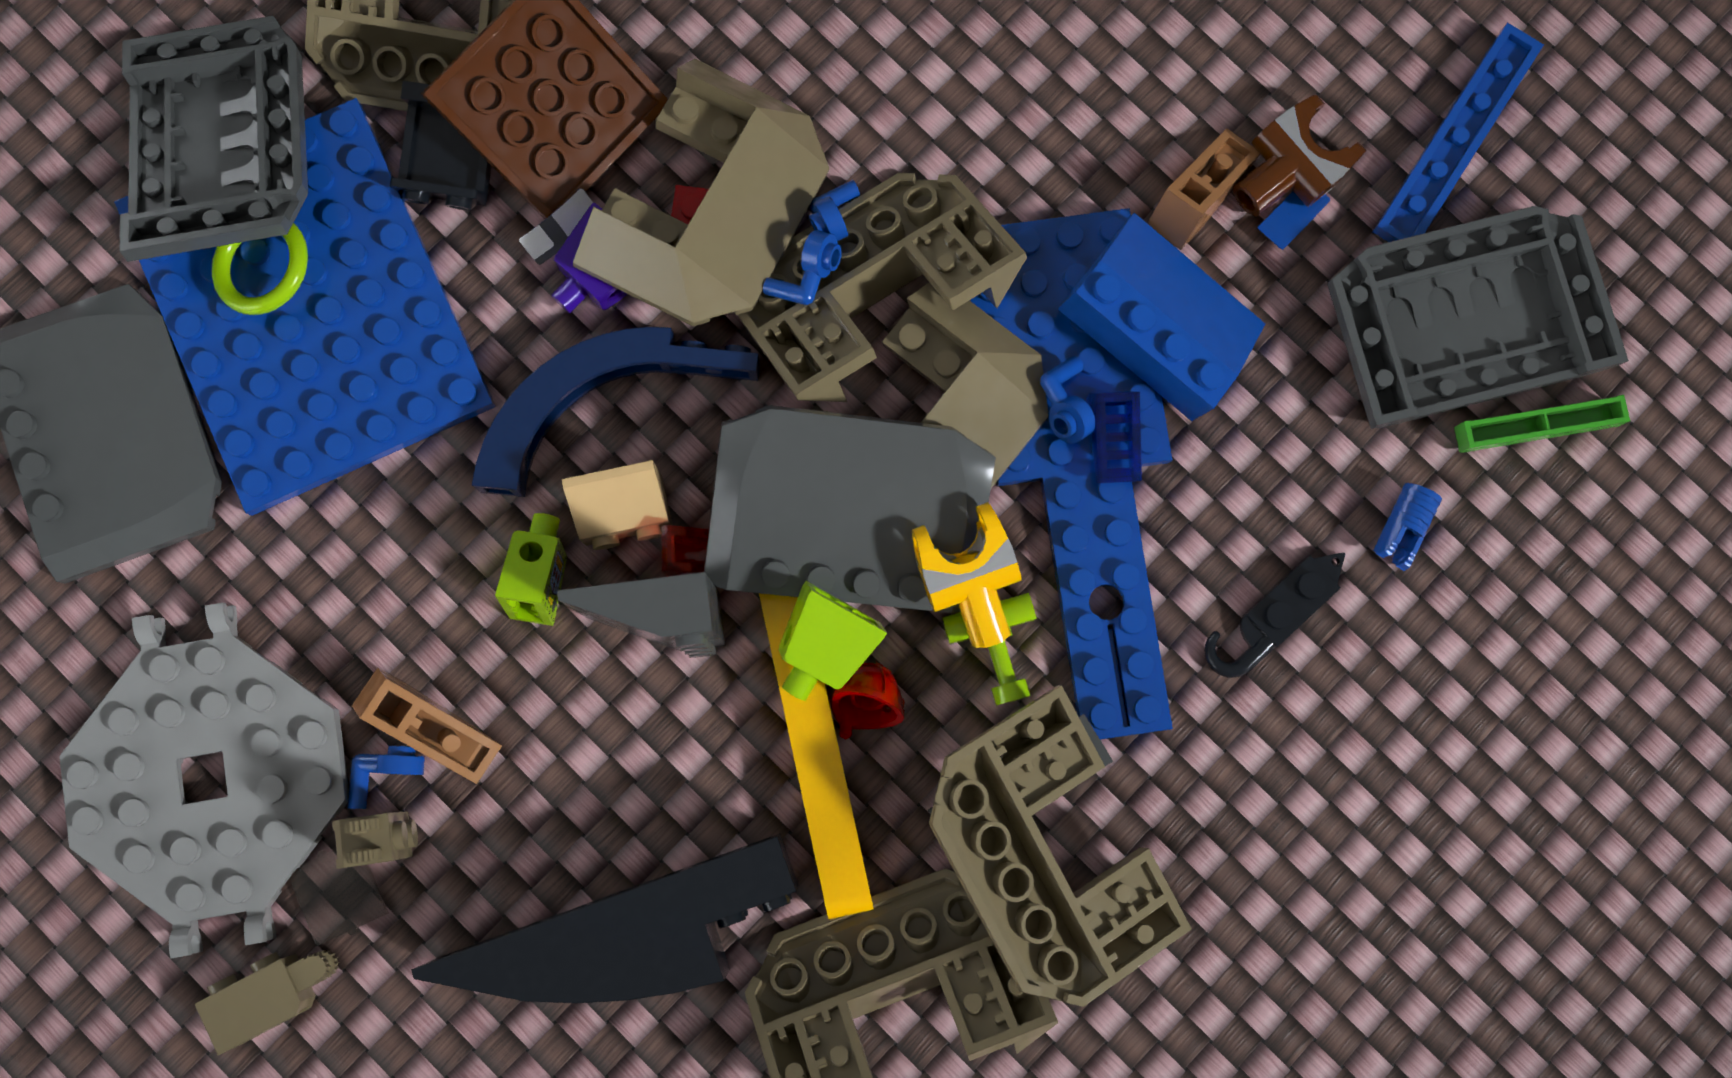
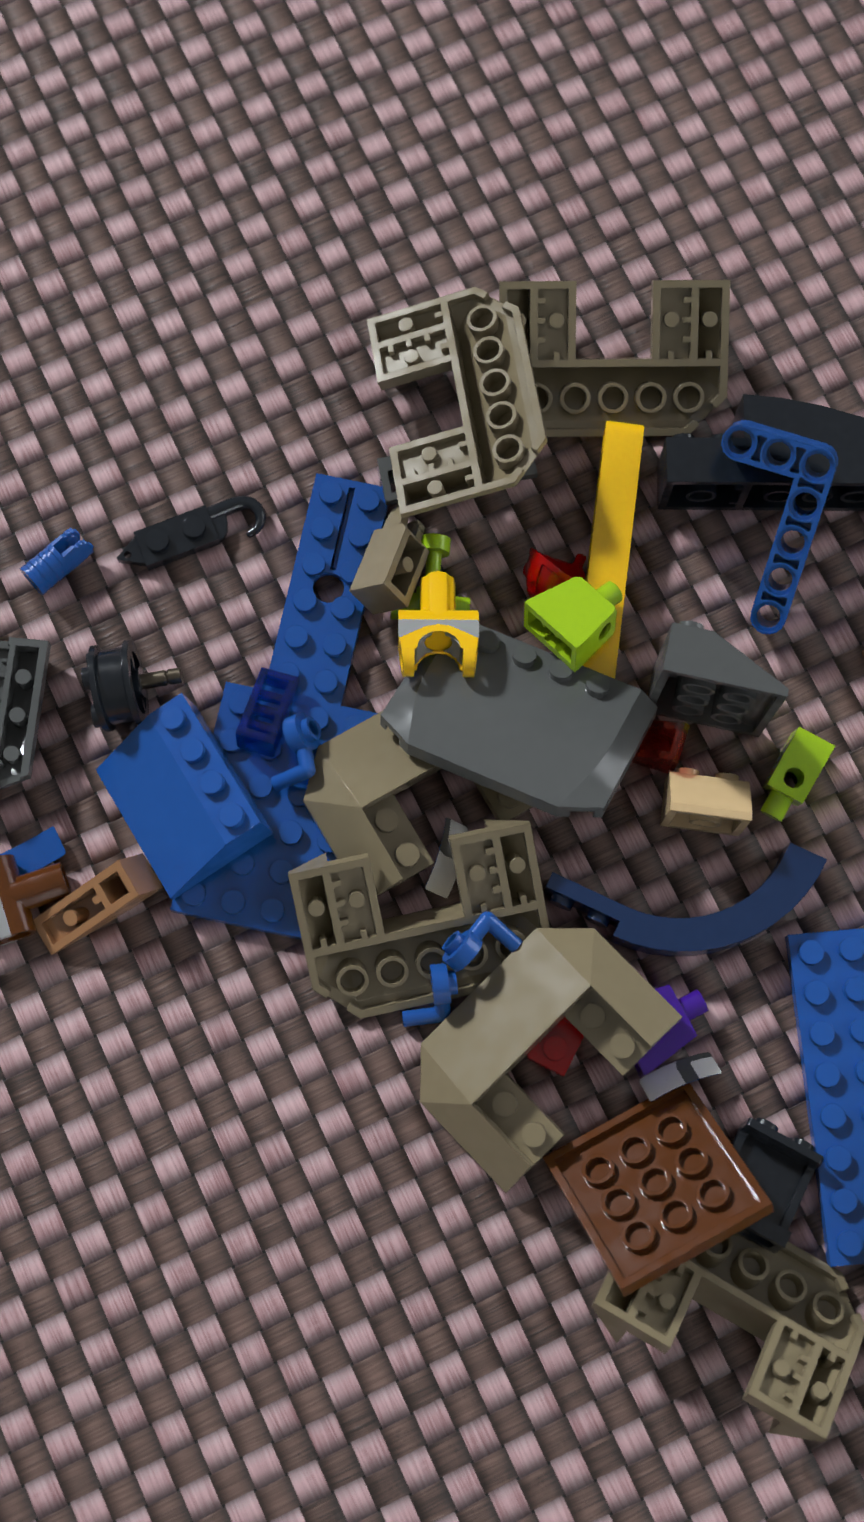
camera: 155 degrees left, 5 degrees down
(615, 845) = (793, 517): none -> blue beam
(871, 377) = (443, 872): none -> white sticker
(1048, 639) = (391, 565): none -> dark tan hinge
(1280, 404) = (121, 685): none -> black wheel

